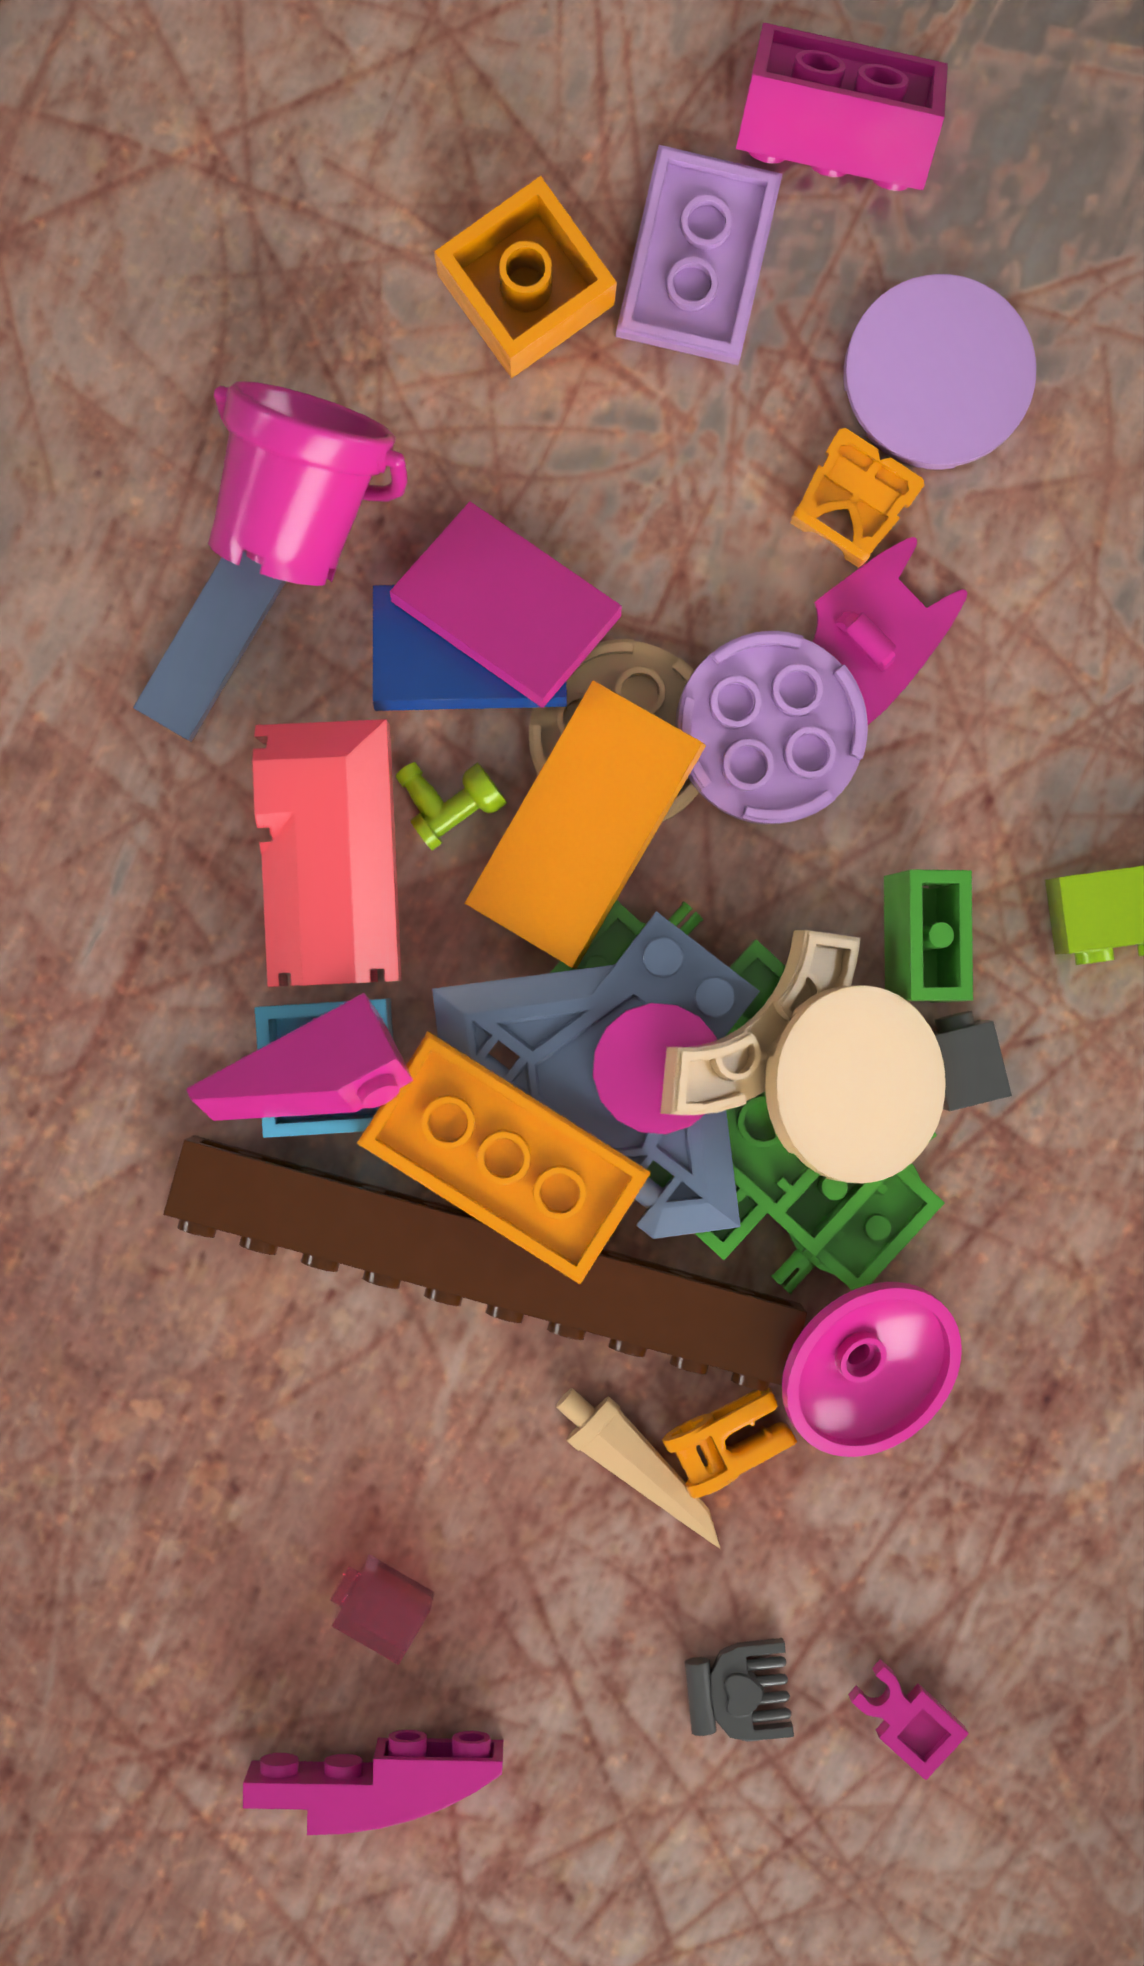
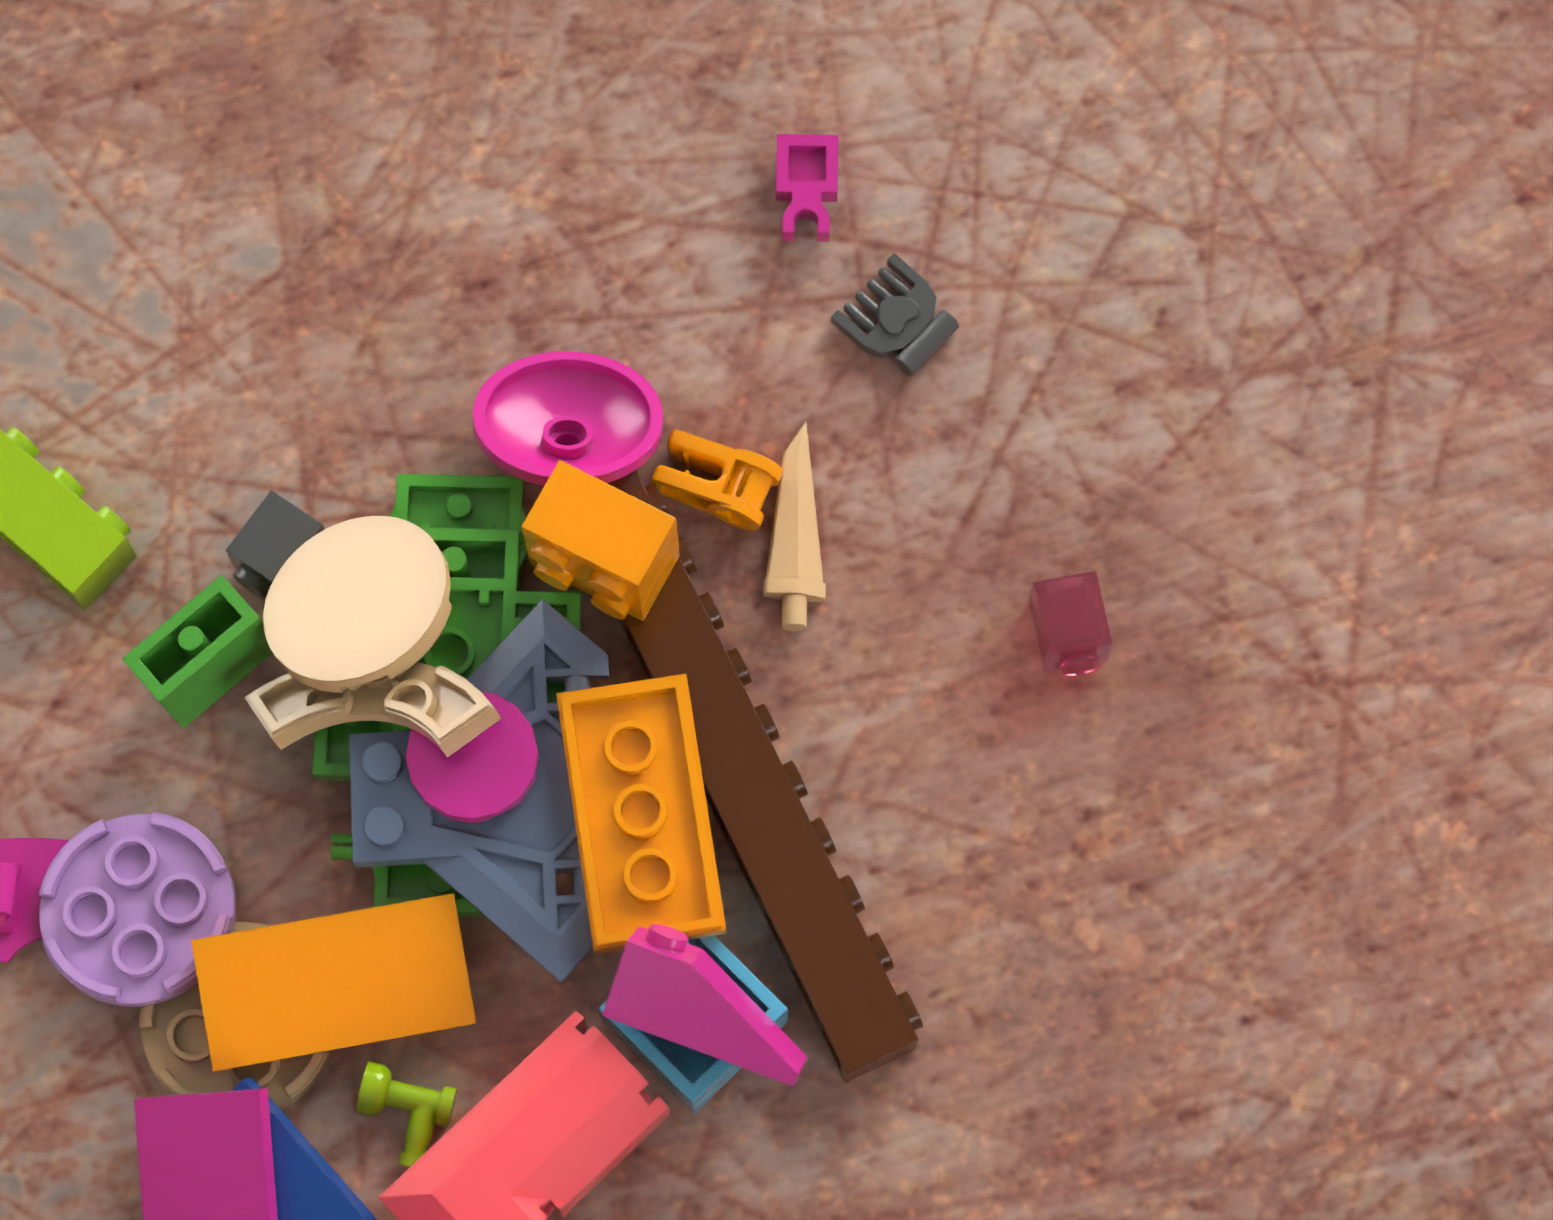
camera: 130 degrees left, 15 degrees down
(403, 1783) = (1186, 498): dark pink slope -> none
(739, 1308) = (600, 542): none -> light orange brick

